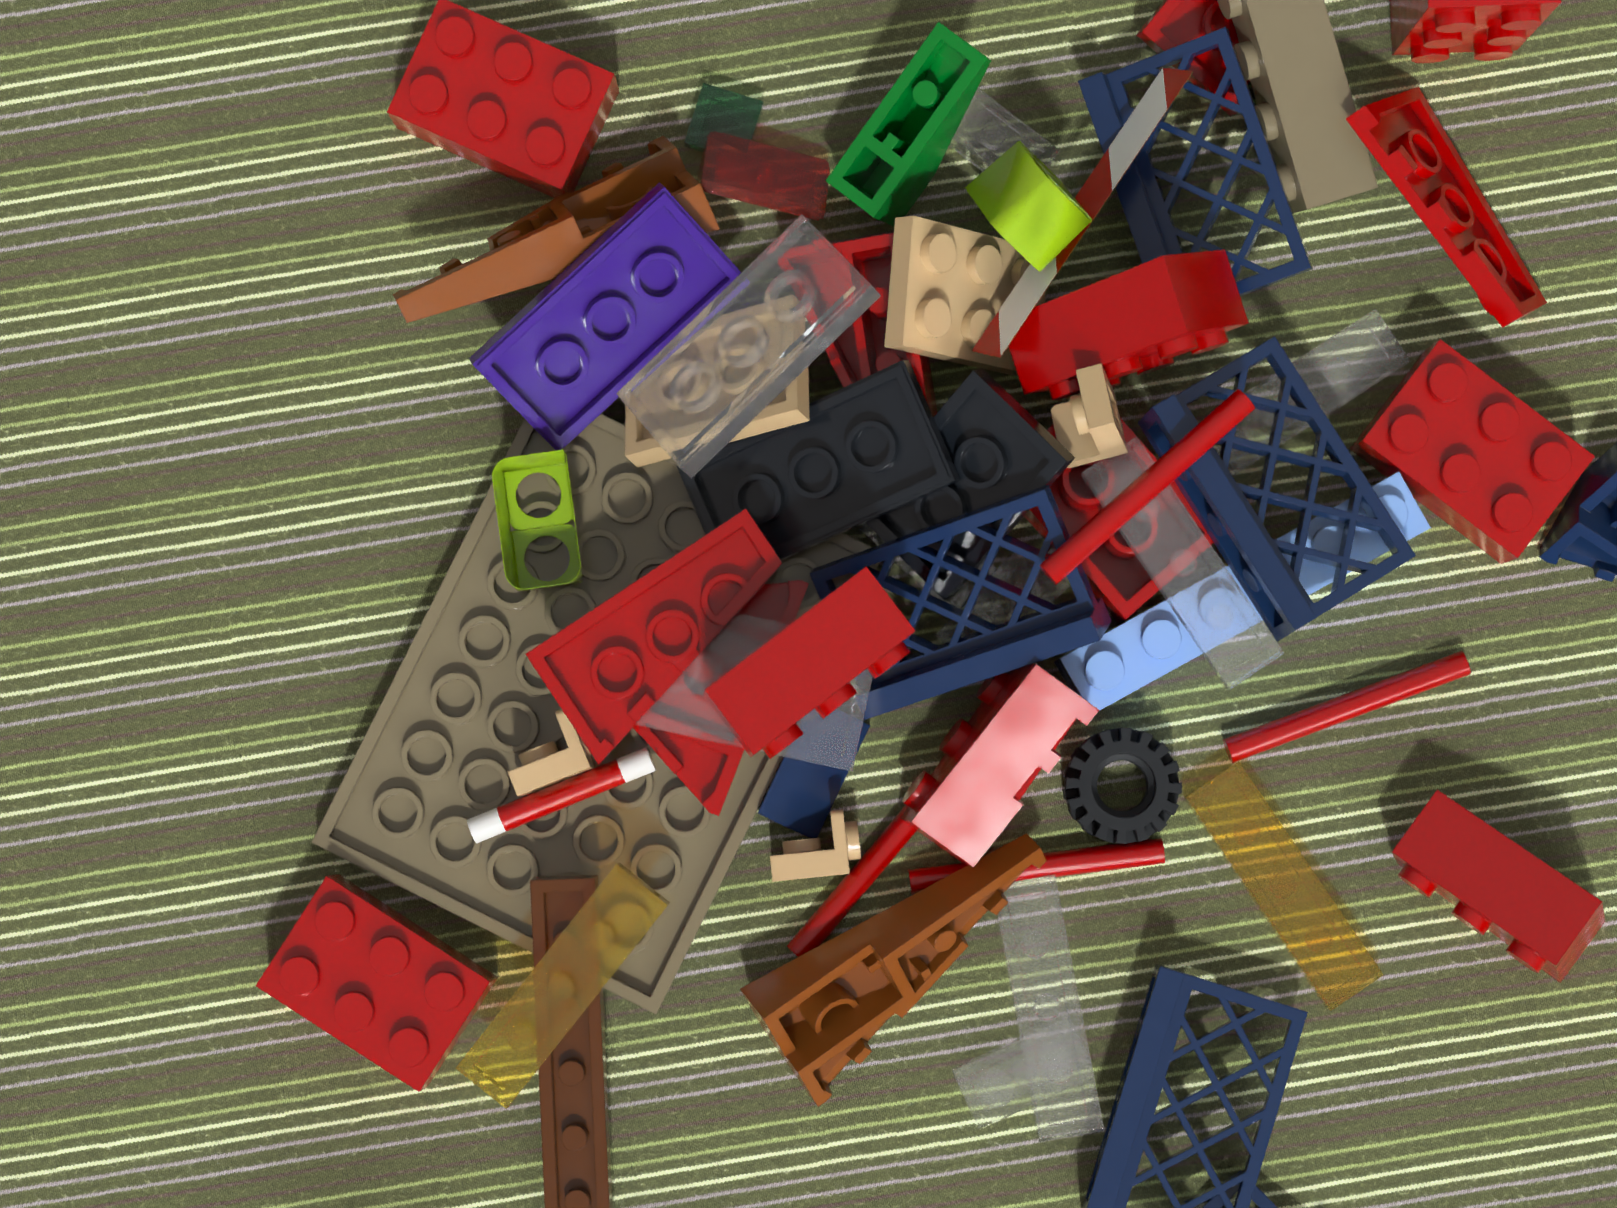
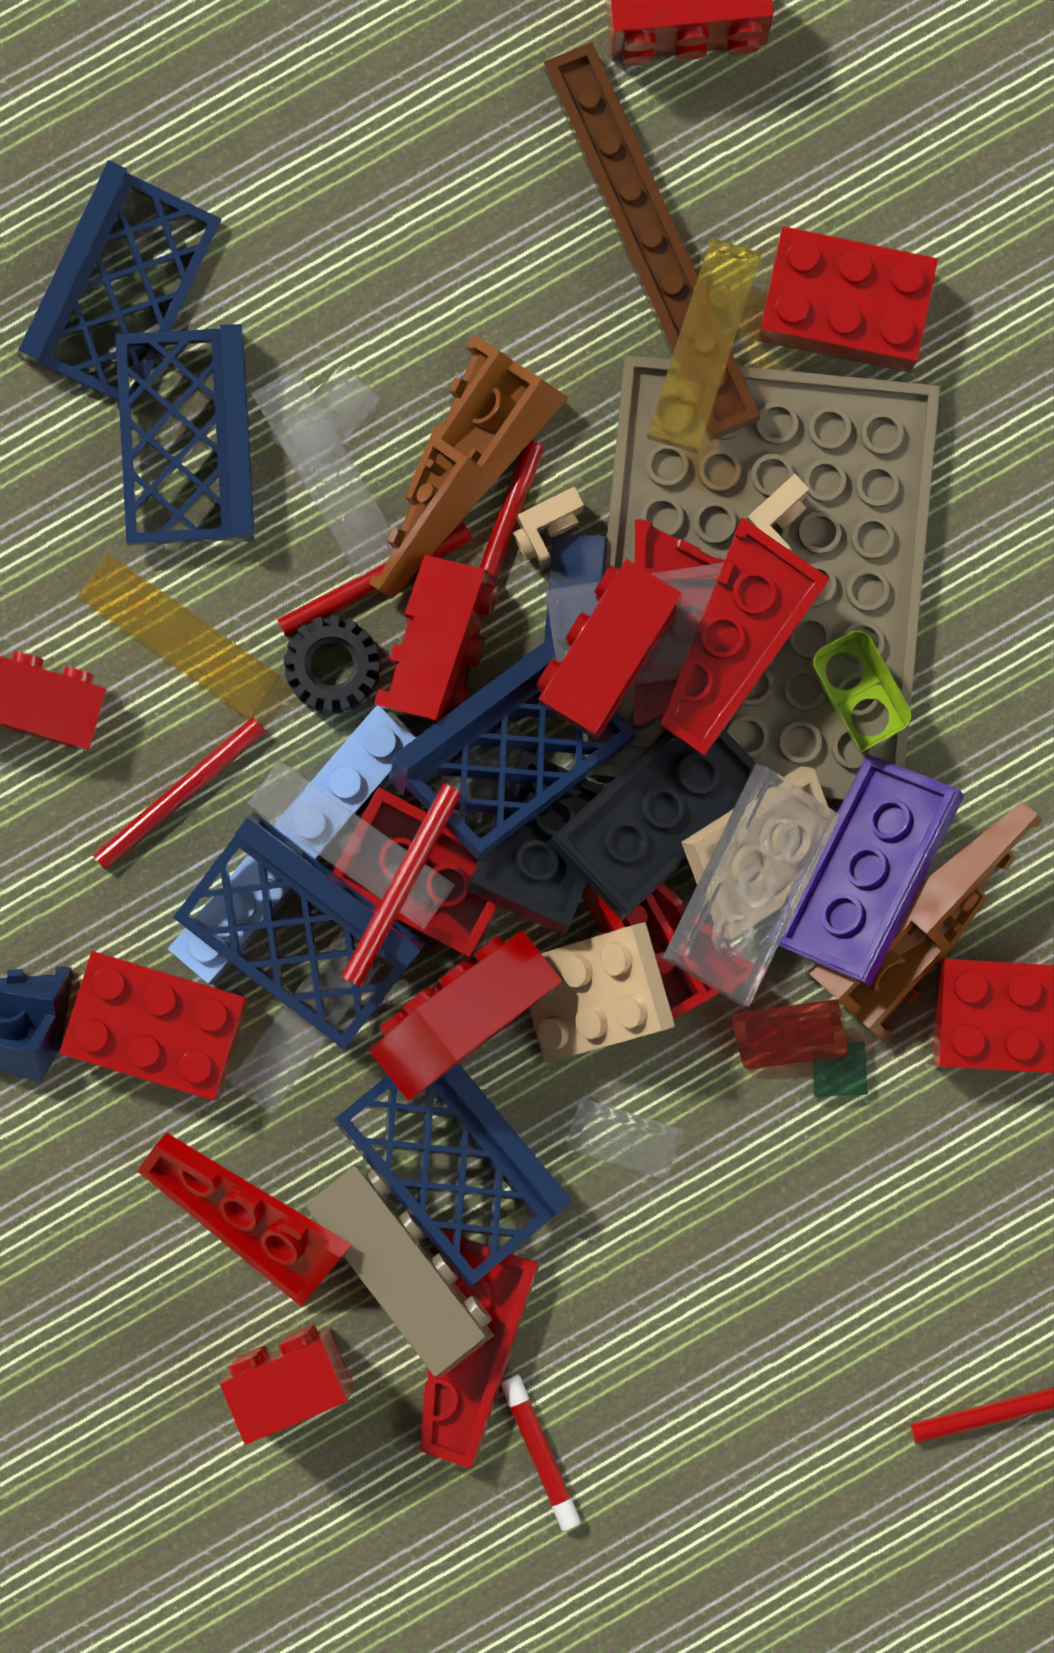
camera: 155 degrees right, 0 degrees up
(561, 795) = (764, 488): red bar -> none
(911, 128) = (690, 1109): green slope -> none
(1028, 205) = (575, 1079): lime piece -> none
(1090, 421) = (462, 924): tan bracket -> none
(1092, 198) = (530, 1092): white sticker -> none

